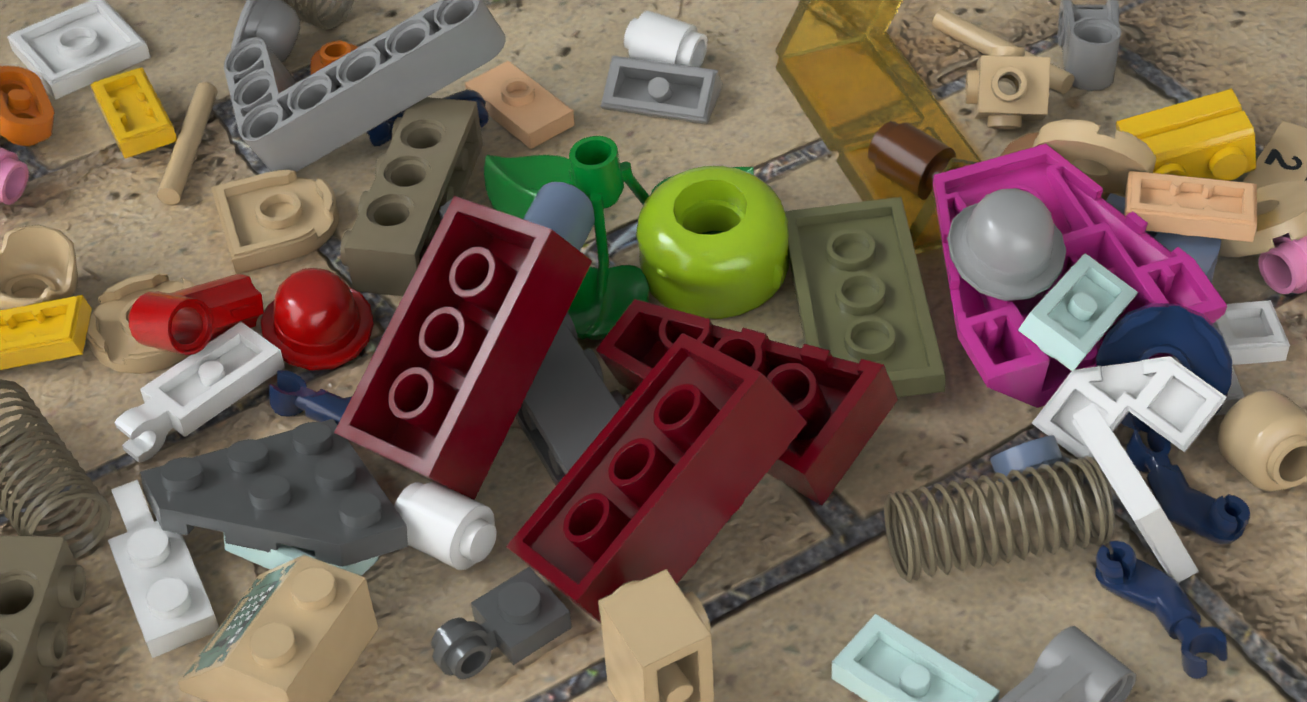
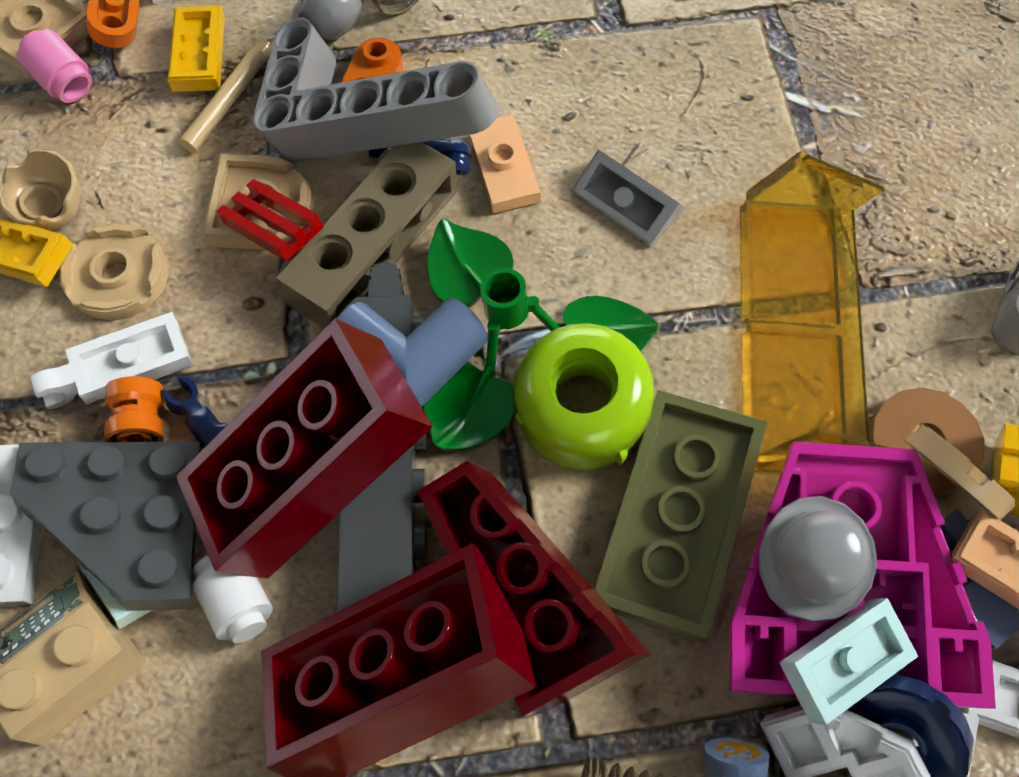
camera: 20 degrees right, 20 degrees up
(195, 315) = (120, 299): red piece -> none
(244, 409) = (134, 410): none -> orange wheel
(308, 207) = (279, 203): none -> red tile
(317, 320) = (238, 331): red hat -> none
(513, 616) = (238, 716): dark grey plate -> none
(665, 40) = (651, 151): white brick -> none
(909, 157) = (800, 380): reddish brown brick -> none
(984, 40) = (949, 277): tan bar -> none
(1026, 75) = (933, 352): tan brick -> none

